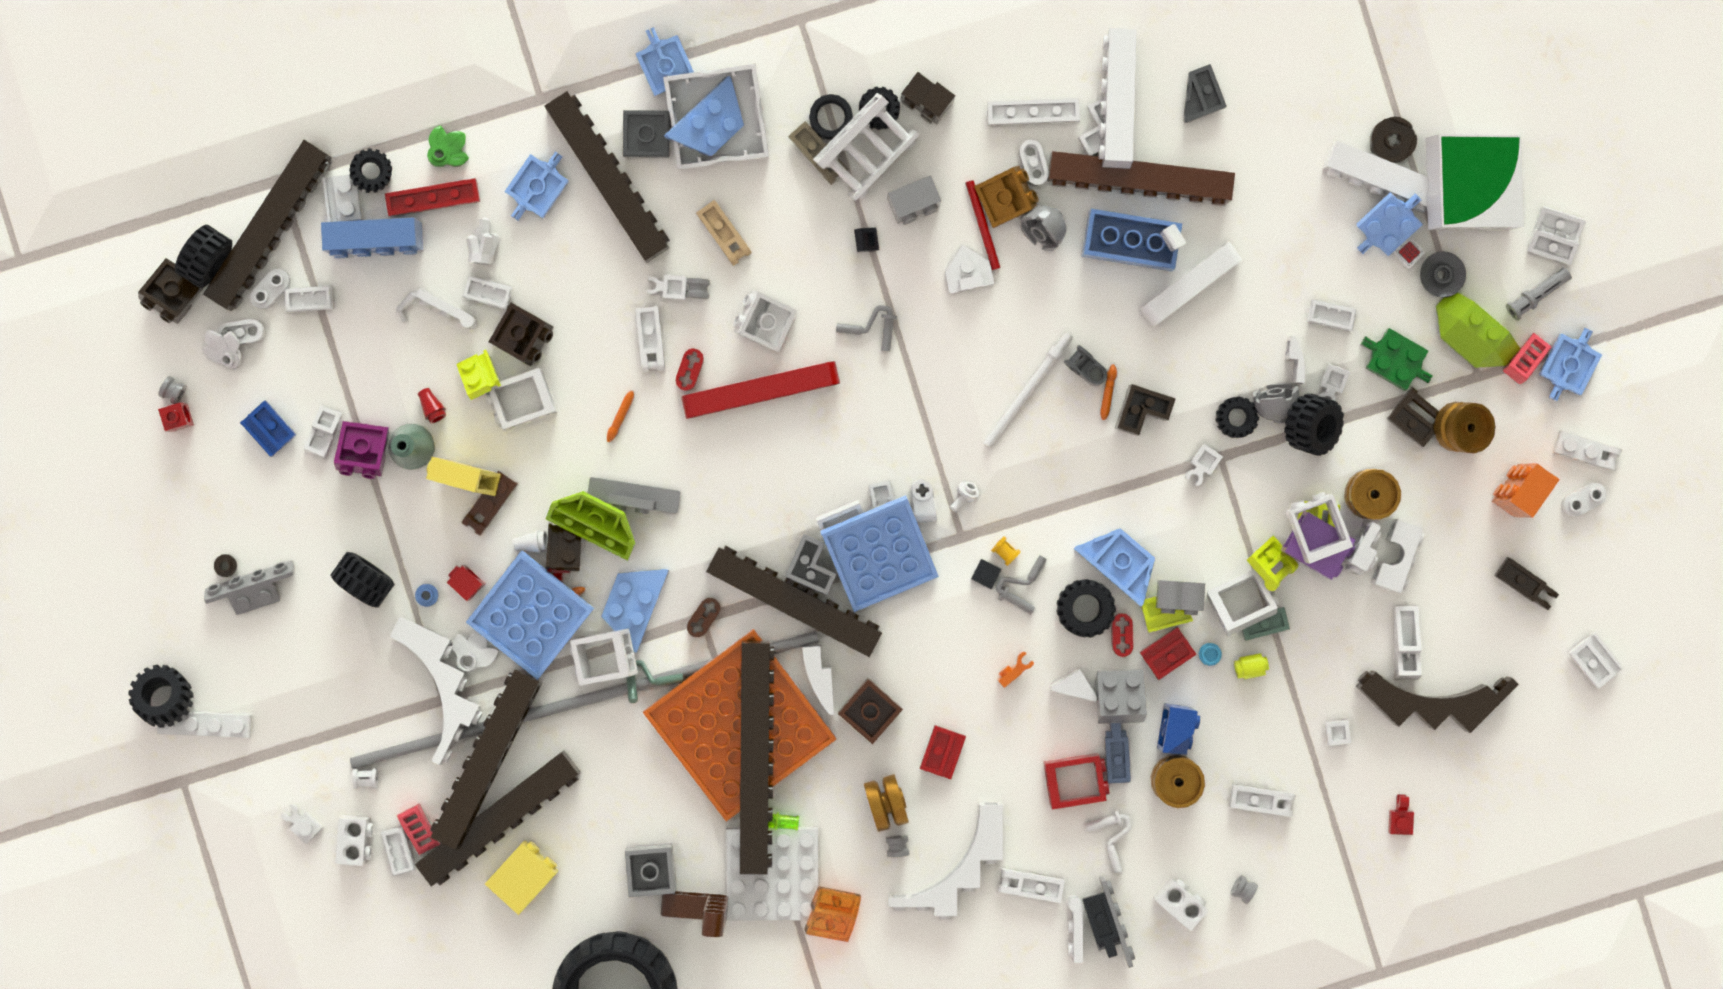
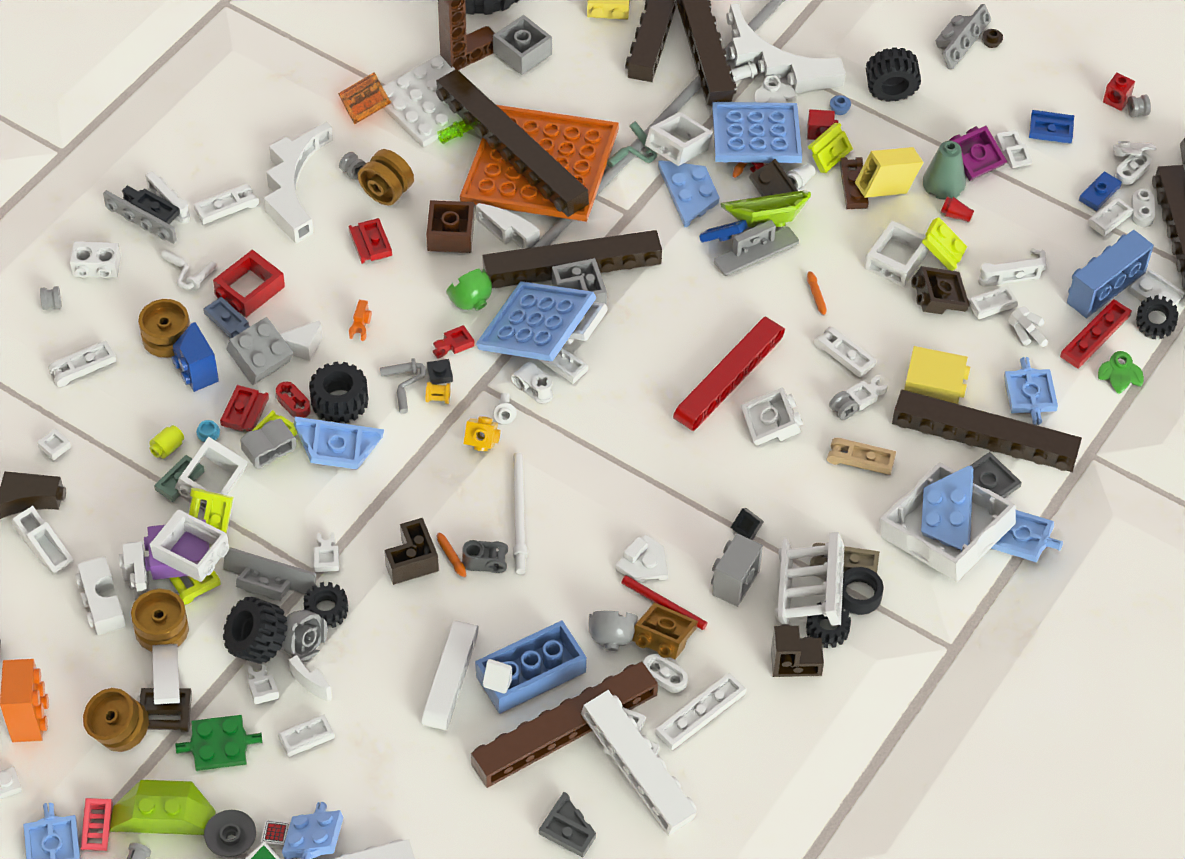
camera: 140 degrees right, 35 degrees down
(290, 333) = (1100, 191): none -> blue plate
(479, 694) = (743, 72): none -> white pin
(481, 549) = (830, 148): none -> neon yellow plate
(599, 257) = (937, 374): none -> light yellow brick
(650, 528) = (723, 232): none -> blue plate
(684, 367) = (791, 355): red beam -> none
(707, 620) = (626, 212): reddish brown beam -> none
(887, 331) = (679, 486): light grey piece -> none
(904, 629) = (472, 290): none -> bright green cylinder
(951, 591) = (455, 340): none -> red plate
(1004, 480) = (474, 436): none -> yellow brick
(1266, 476) = (266, 575): none -> light grey bracket
(1402, 439) = (165, 674): none -> white slope

